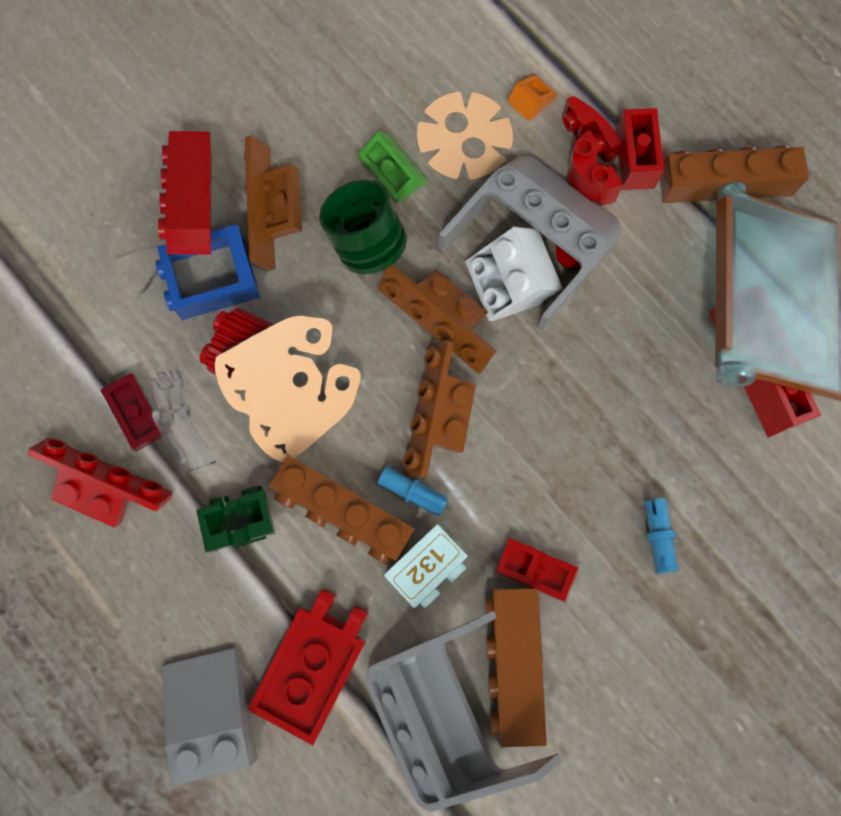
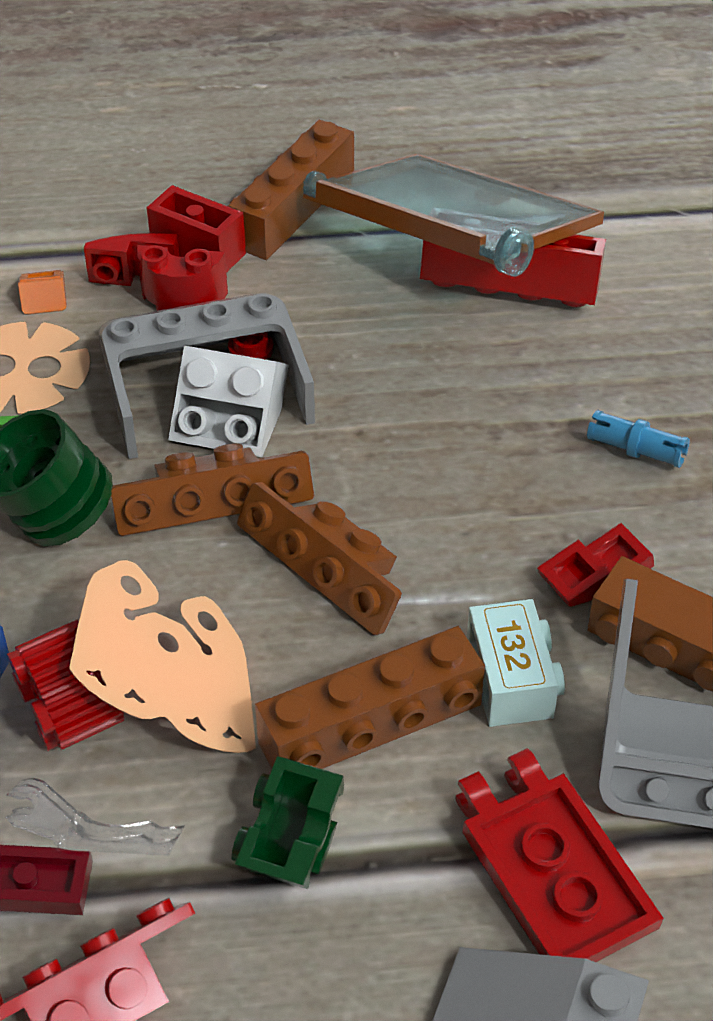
camera: 55 degrees left, 30 degrees down
(412, 491) = (402, 629): dark azure axle -> none

